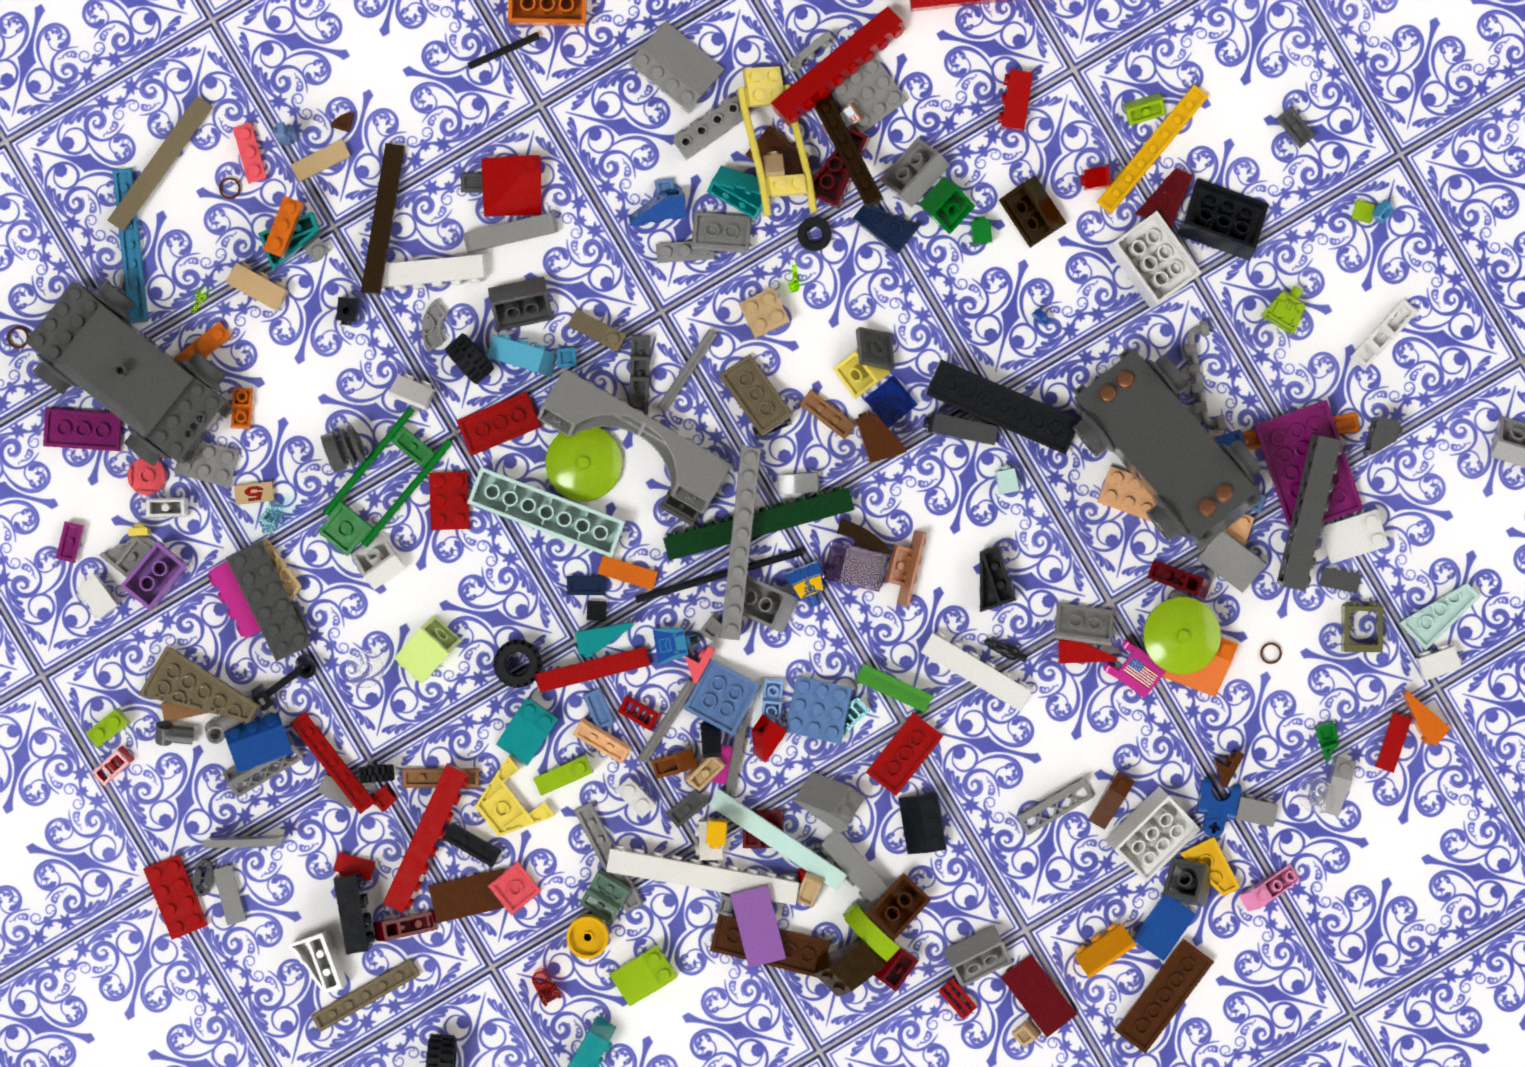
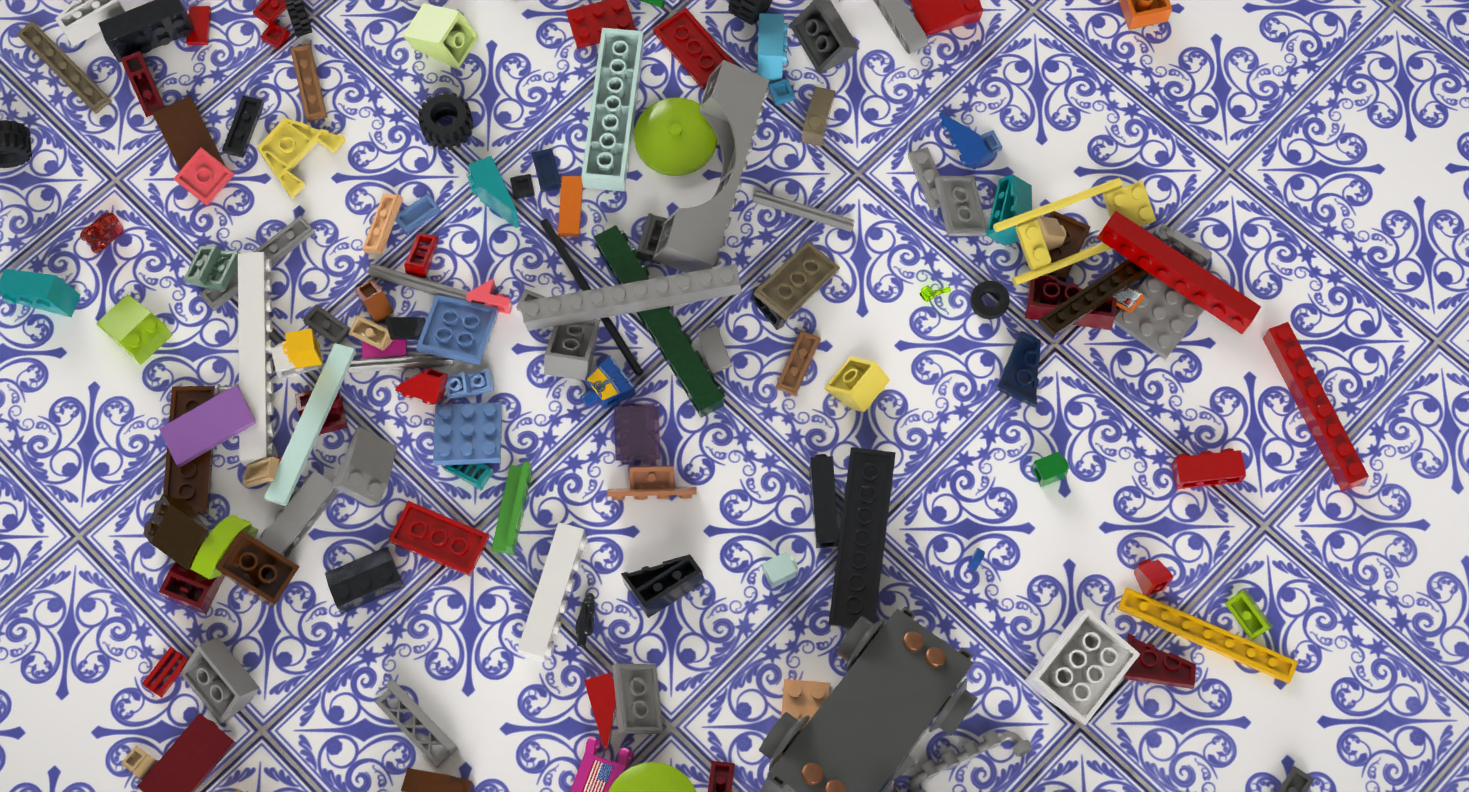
camera: 75 degrees right, 20 degrees down
(425, 838) = (240, 78): red brick -> none
(527, 731) = (378, 150): teal slope -> none
(563, 775) = (338, 197): lime slope -> none
(590, 925) = (164, 257): yellow wheel -> none
(592, 669) = (456, 191): red tile -> none
(635, 797) = (328, 270): white brick -> none
(640, 372) = (785, 166): dark grey slope -> none
(672, 643) = (504, 265): torso -> none
(676, 67) = (1118, 121): light grey slope -> none
(709, 128) = (1064, 166): light grey brick -> none
(764, 312) = (888, 268): tan brick -> none
(862, 536) = (673, 430): dark brown slope -> none
(875, 348) = (885, 386): dark grey tile -> none
(877, 438) = (785, 414): reddish brown slope -> none
(890, 401) = (831, 424): clear blue tile -> none
(914, 172) = (1091, 384): light grey slope -> none
(946, 205) = (1067, 426): green slope -> none
(1032, 211) = (1092, 519): dark brown slope -> none
(1223, 219) = (1155, 735): black slope -> none

